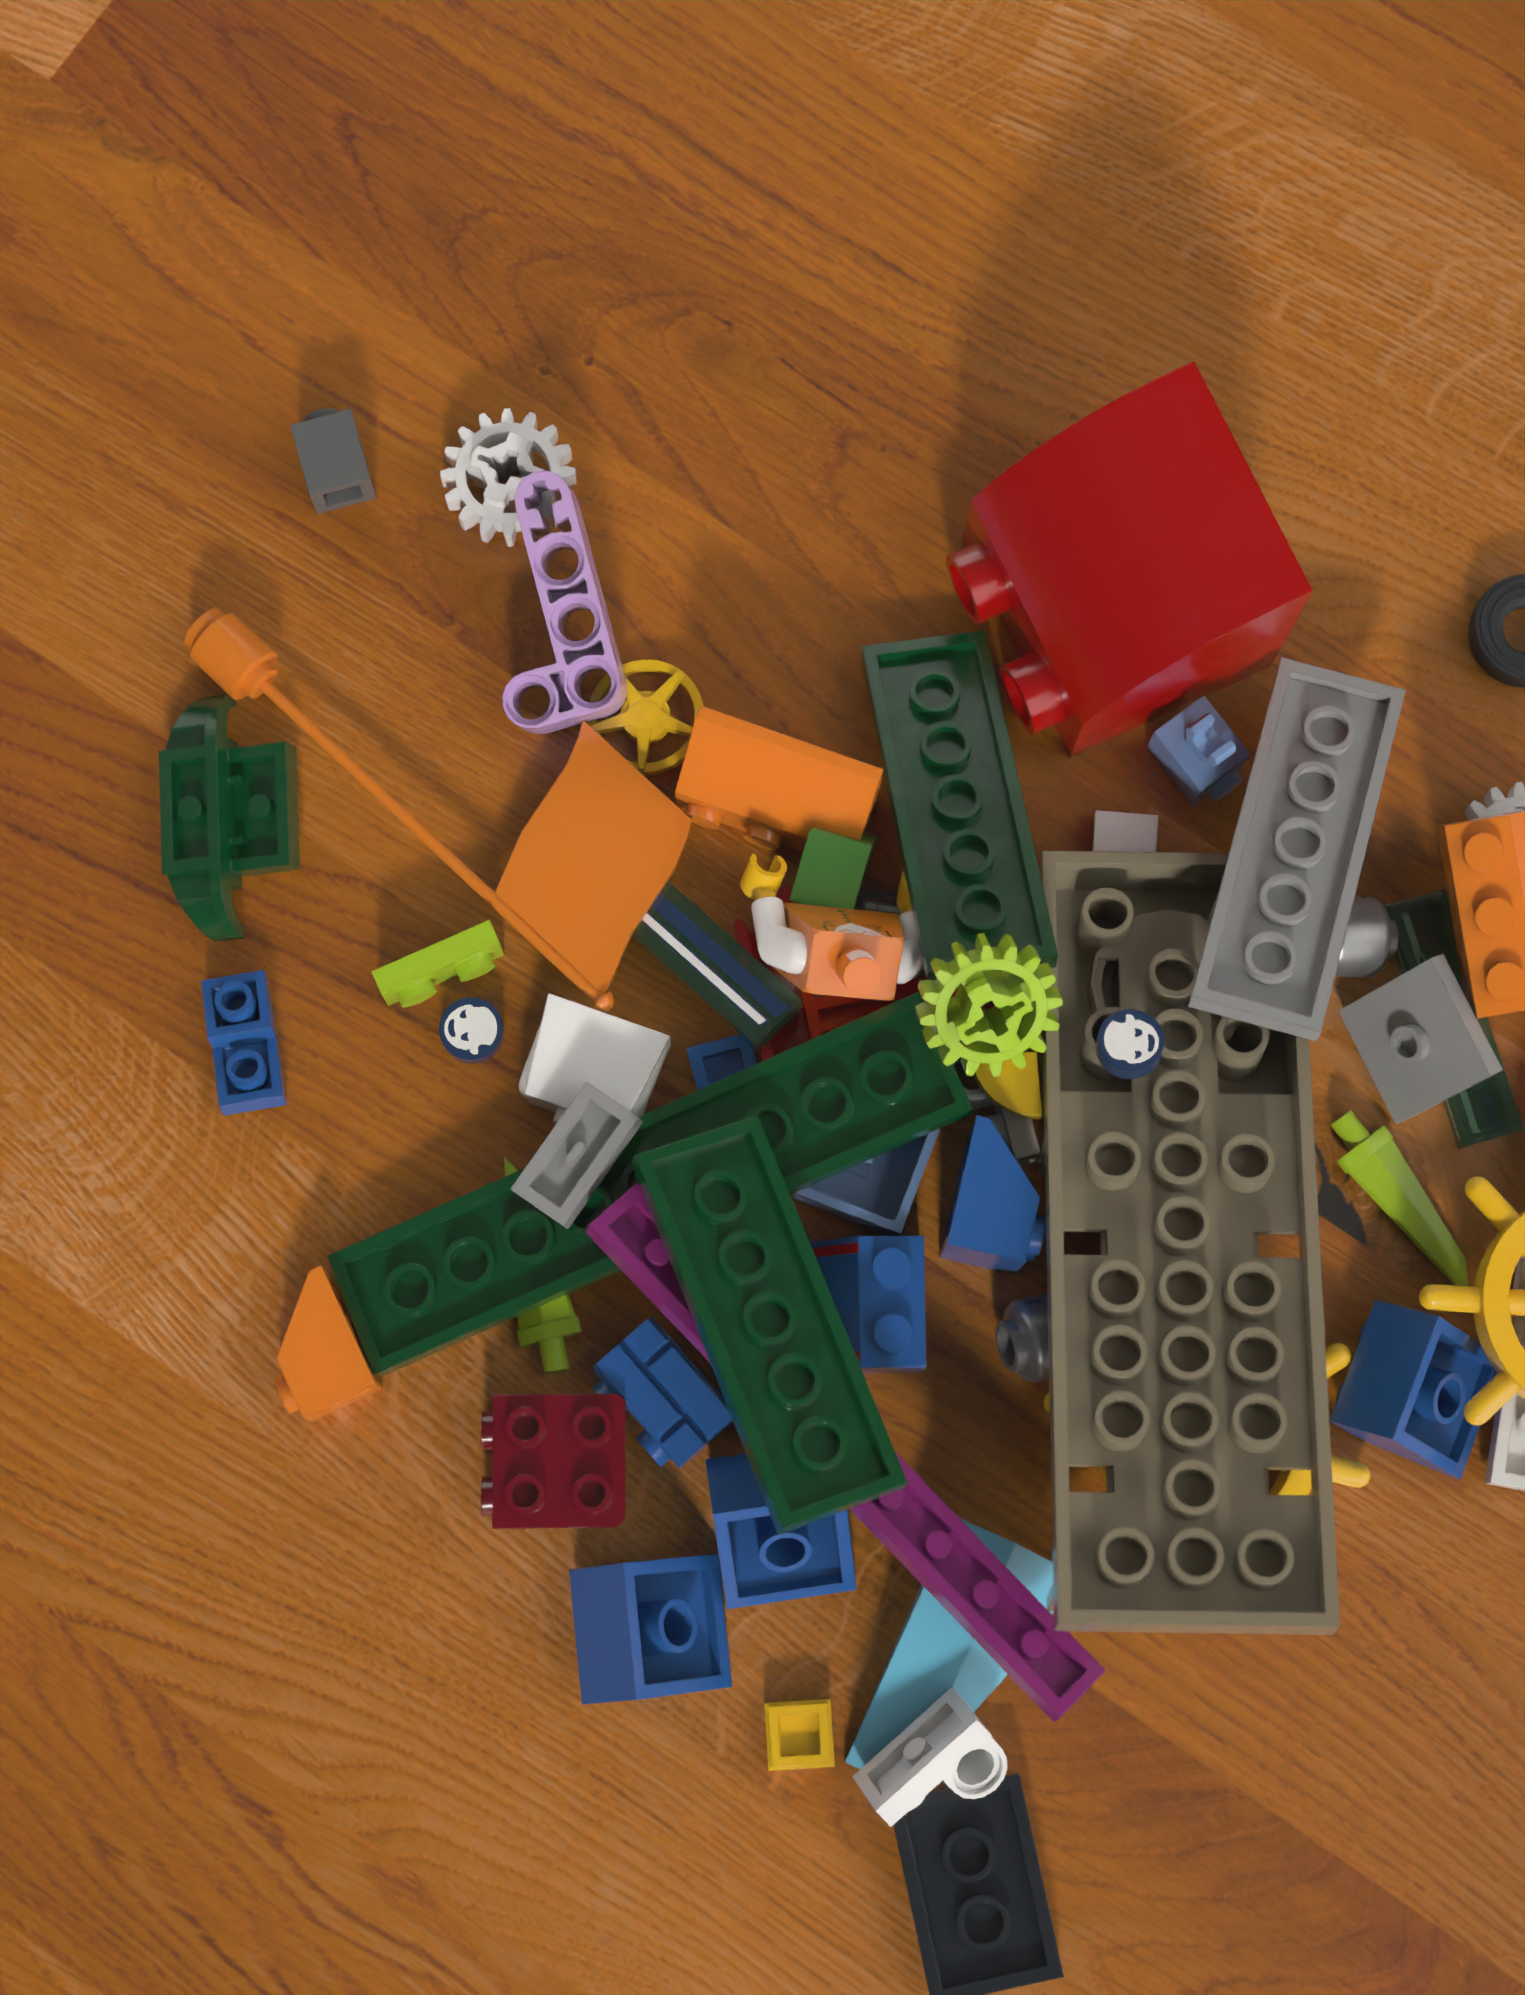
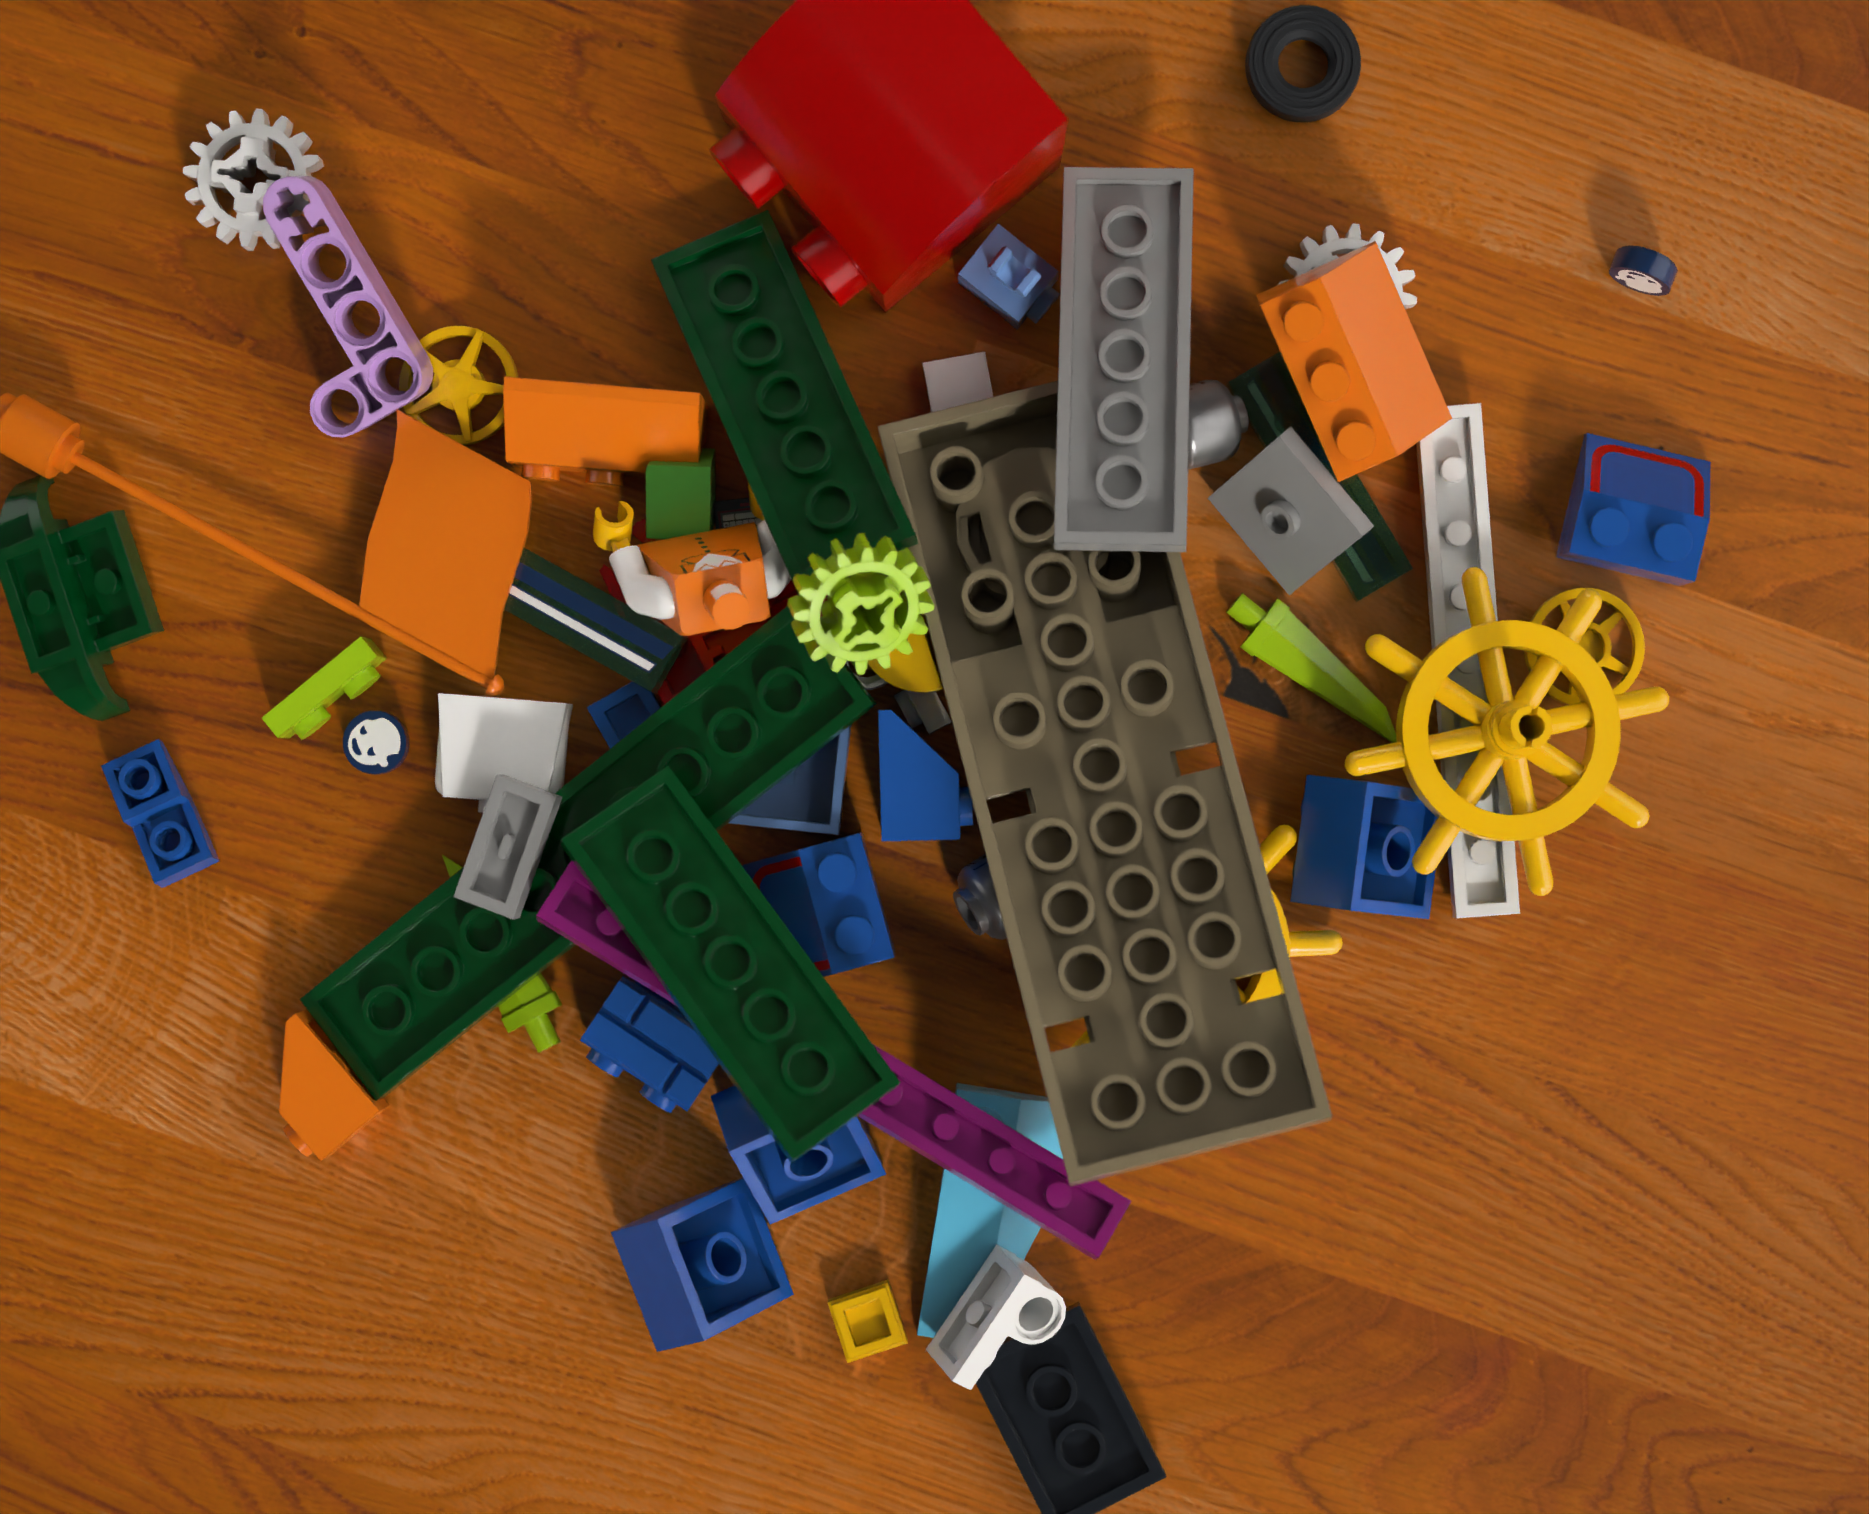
camera: 10 degrees left, 10 degrees up
(332, 459) = (74, 208): dark grey brick -> none
(555, 1461) = (569, 1137): dark red bracket -> none
(1130, 1044) = (1007, 603): tile -> none

